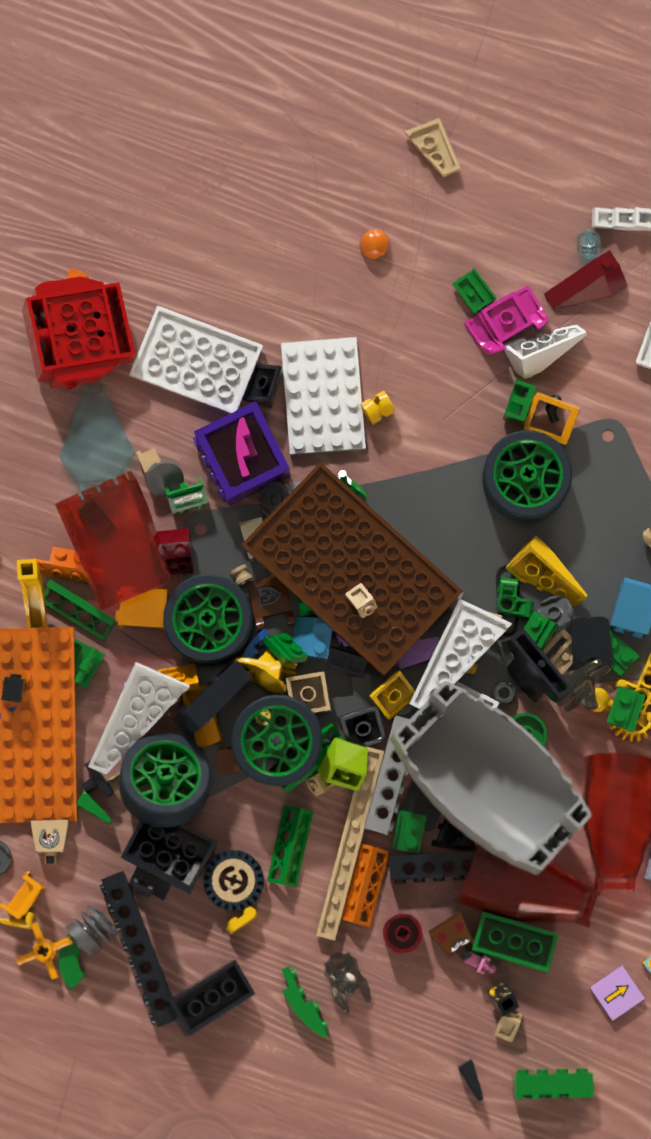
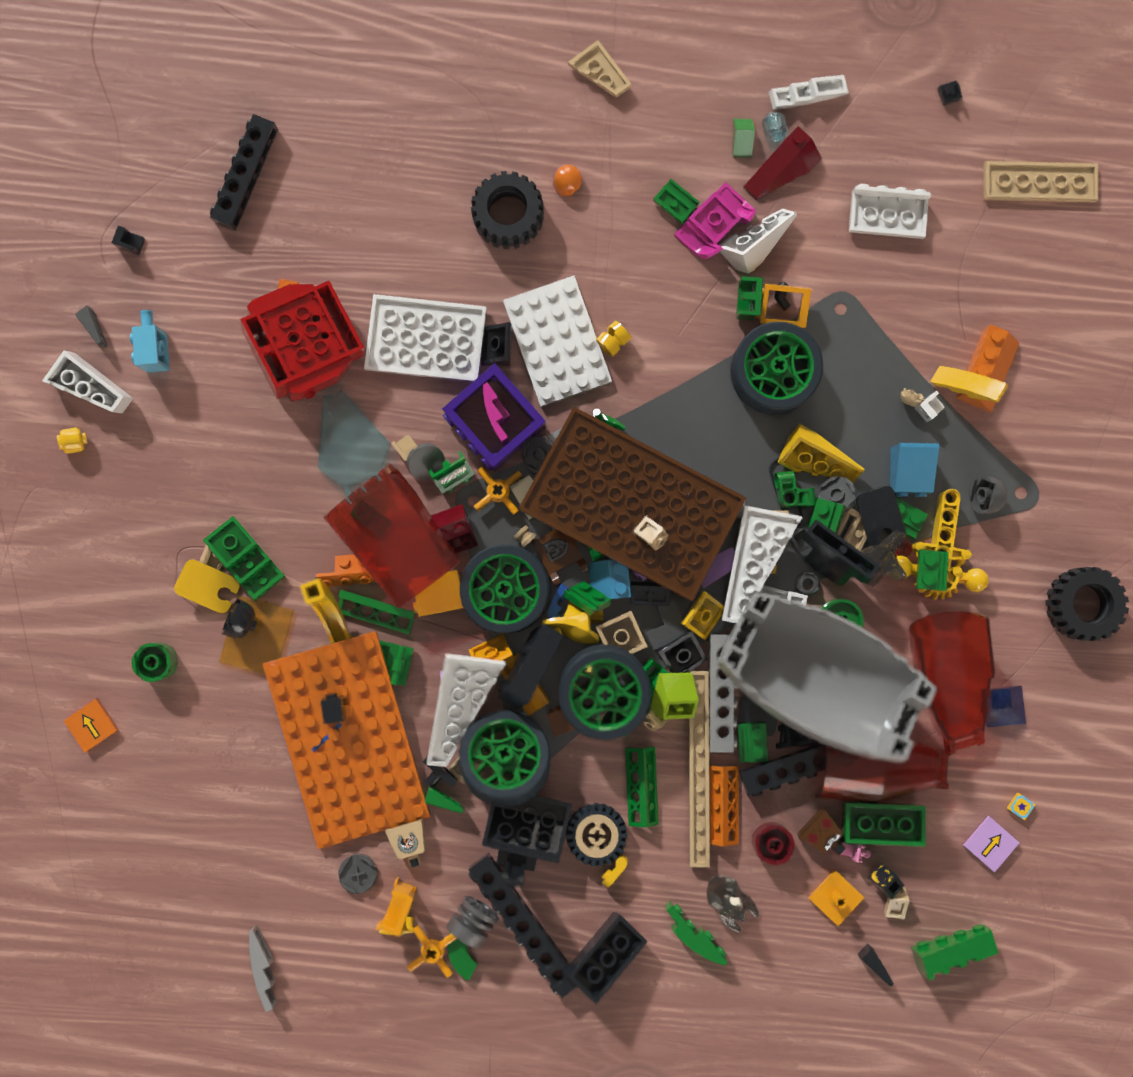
camera: 15 degrees left, 5 degrees up
(97, 124) = (246, 182): none -> black brick
(230, 532) = (505, 490): none -> light orange bar
(302, 235) = (503, 186): none -> black tyre
(451, 1004) = (836, 897): none -> light orange tile
(556, 246) = (743, 137): none -> green slope
(612, 682) = (908, 548): none -> clear red plate

